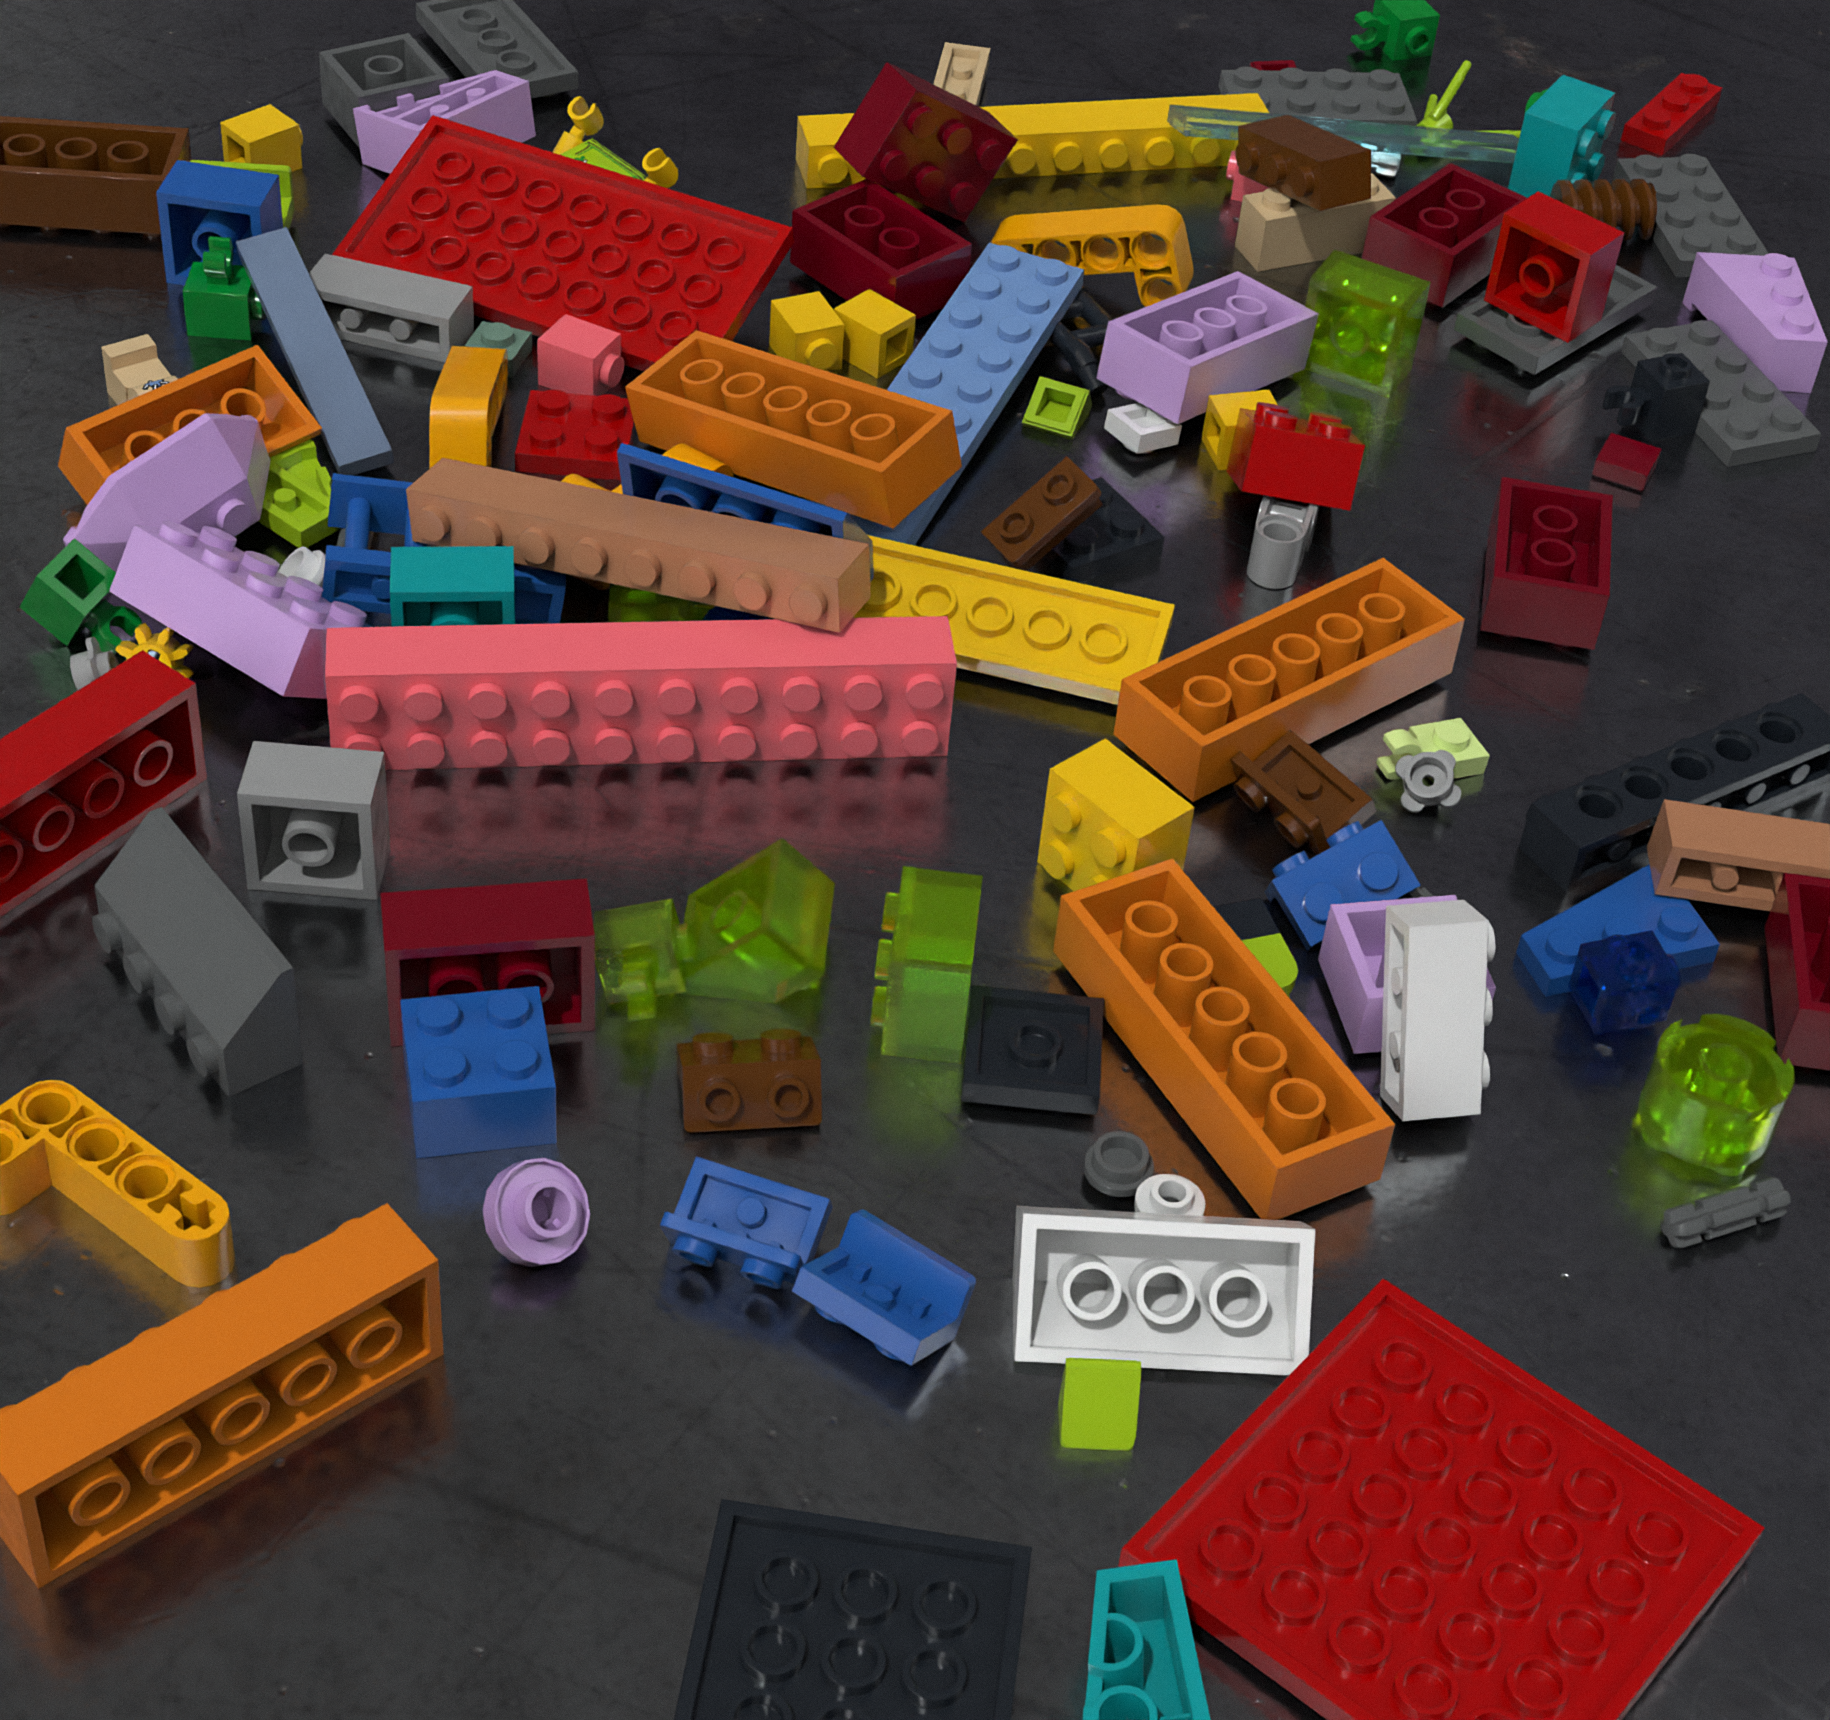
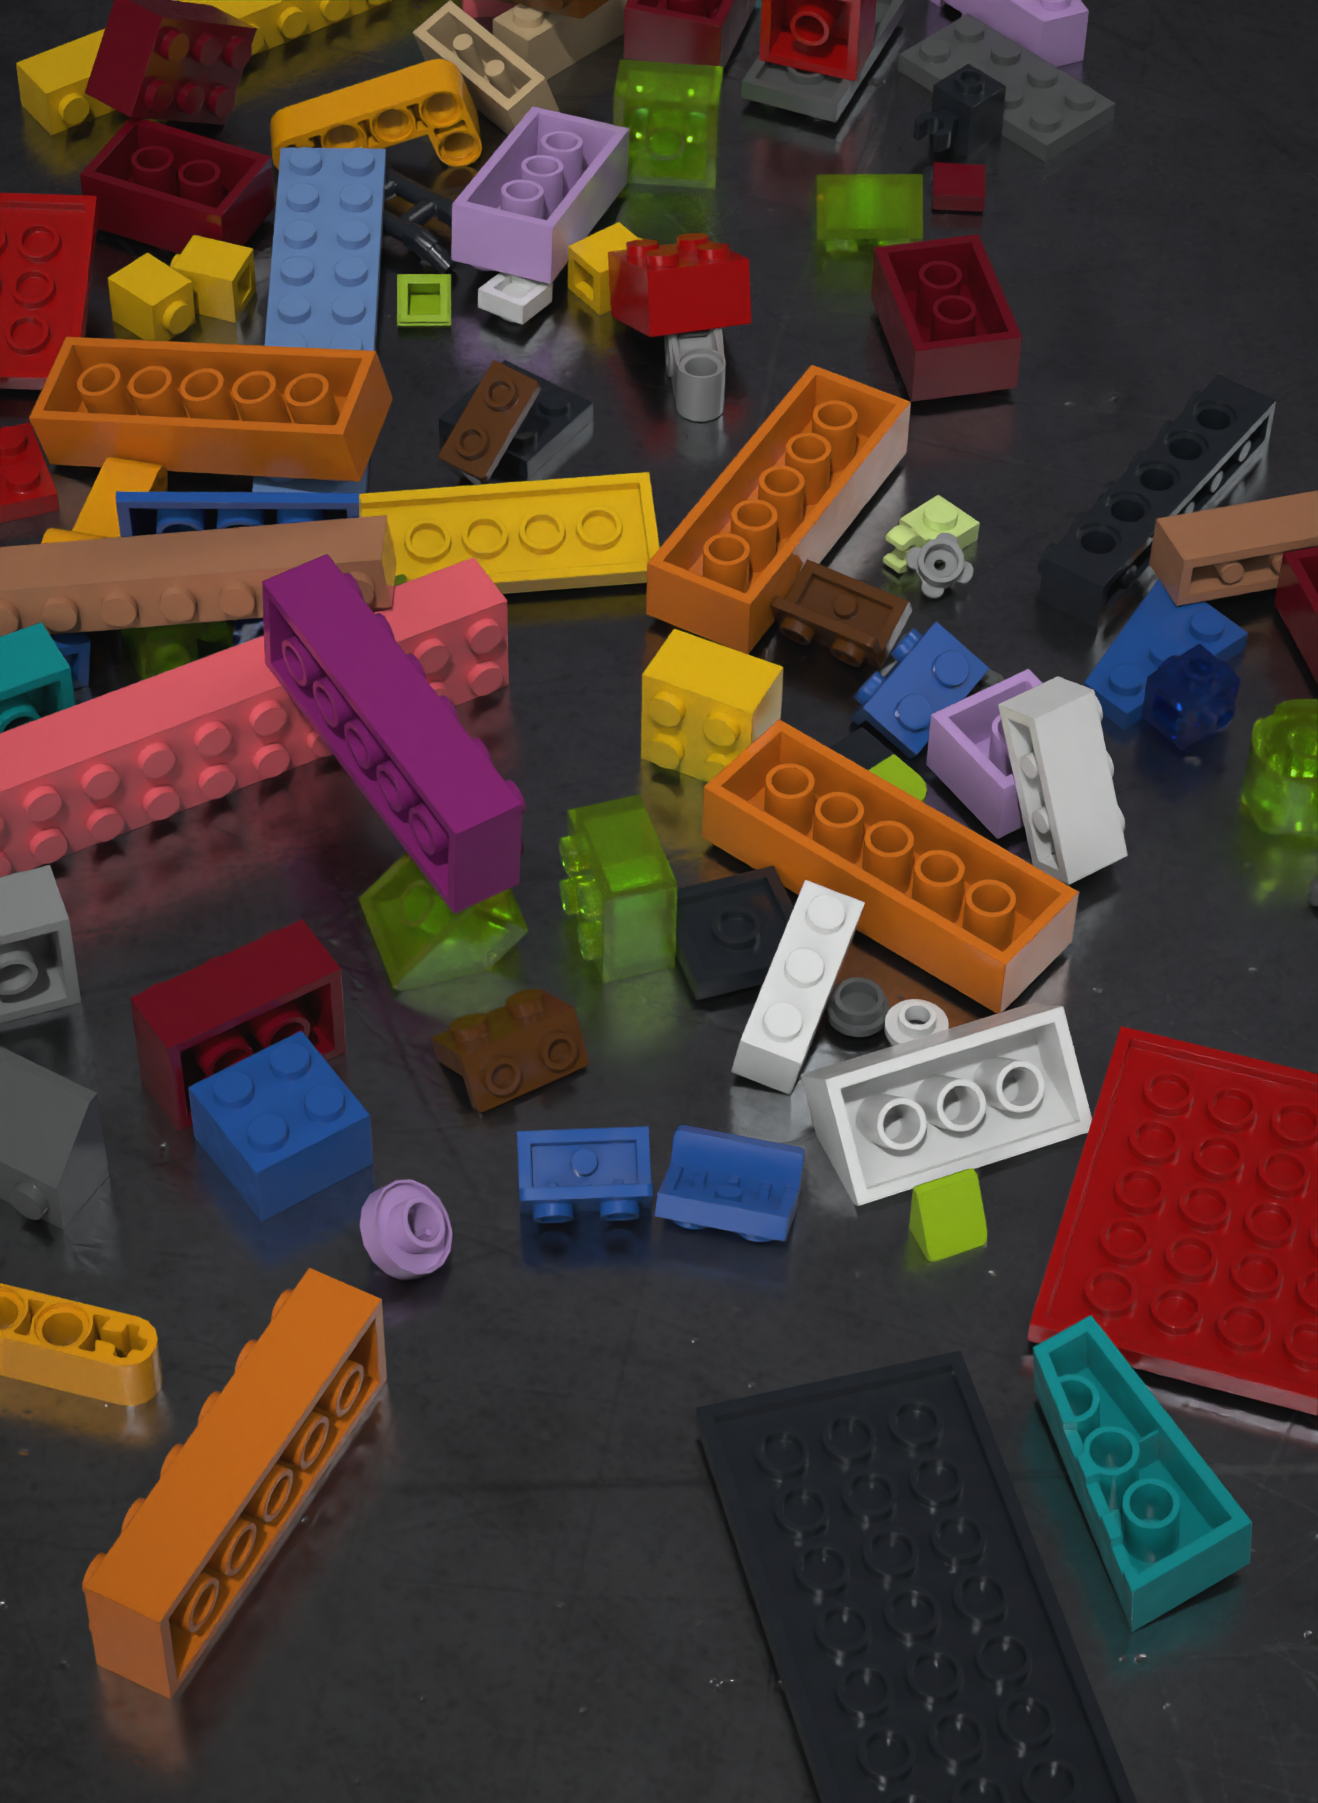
camera: 20 degrees left, 5 degrees up
(642, 954) = (369, 968): clear neon green brick -> none
(764, 738) = (393, 733): none -> magenta brick
(1056, 1118) = (797, 987): none -> white brick
(1214, 228) = (495, 76): none -> tan brick
(1517, 447) = (866, 210): none -> clear neon green slope

